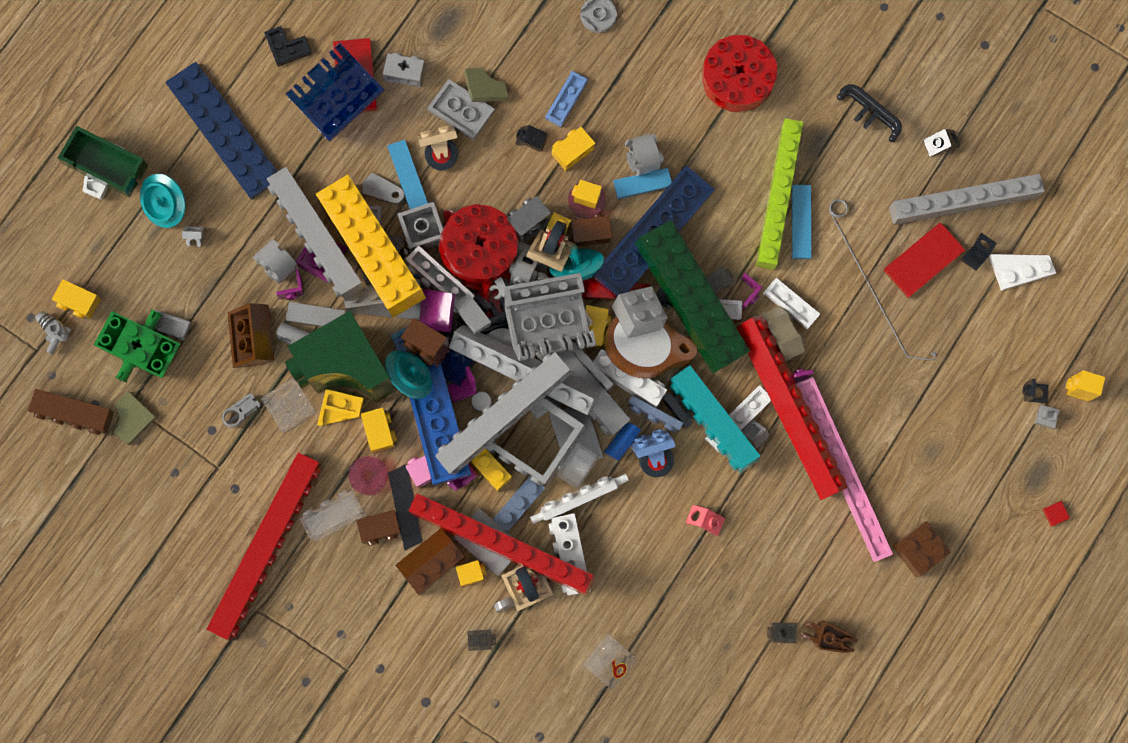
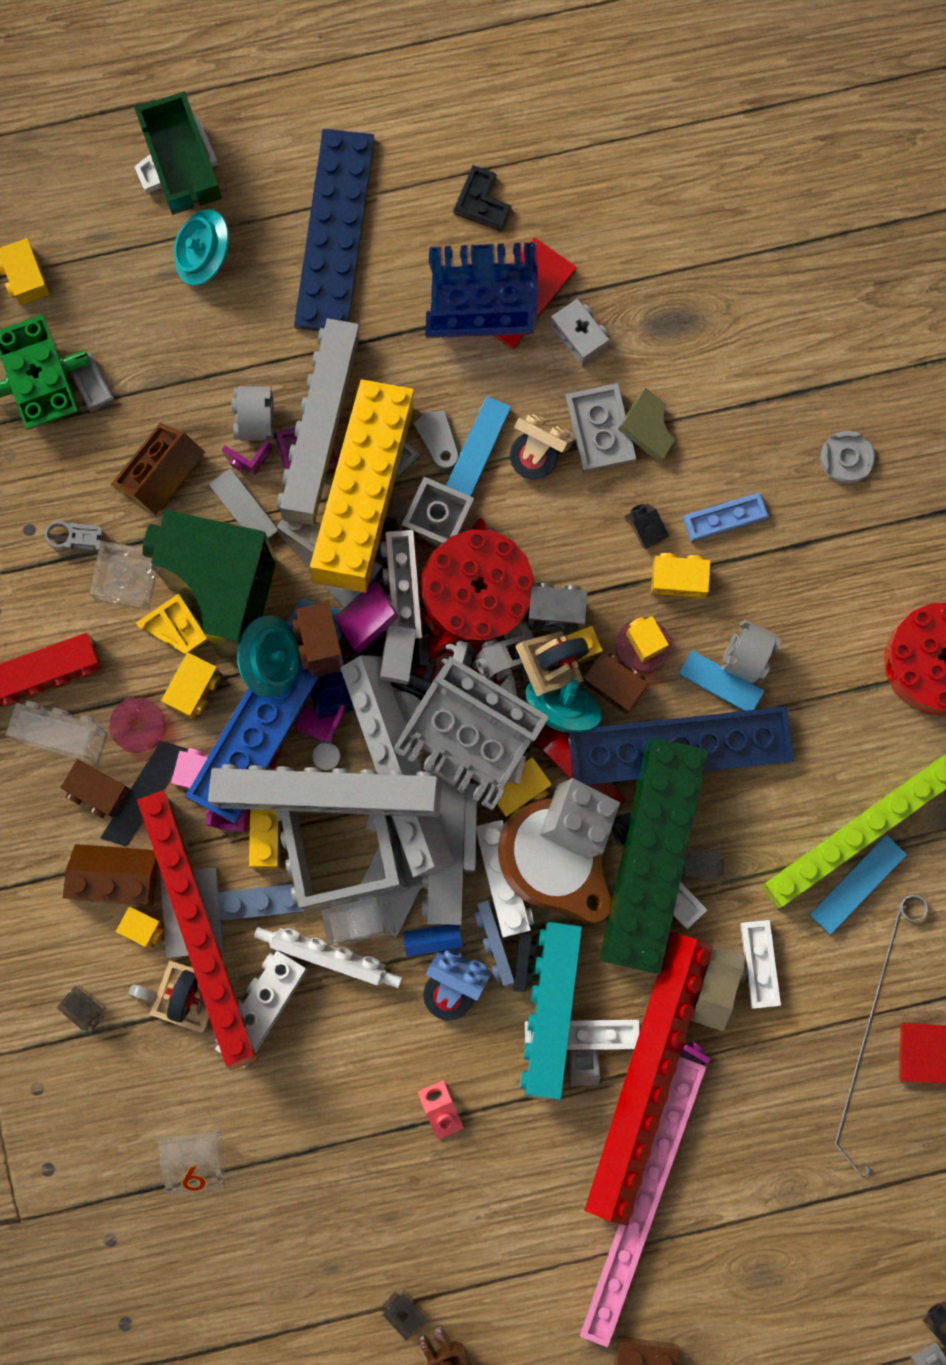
camera: 50 degrees right, 0 degrees up
(193, 232) = (202, 309): light grey tile -> none
(289, 333) = (199, 502): light grey brick -> none
(755, 286) = (725, 918): magenta bracket -> none

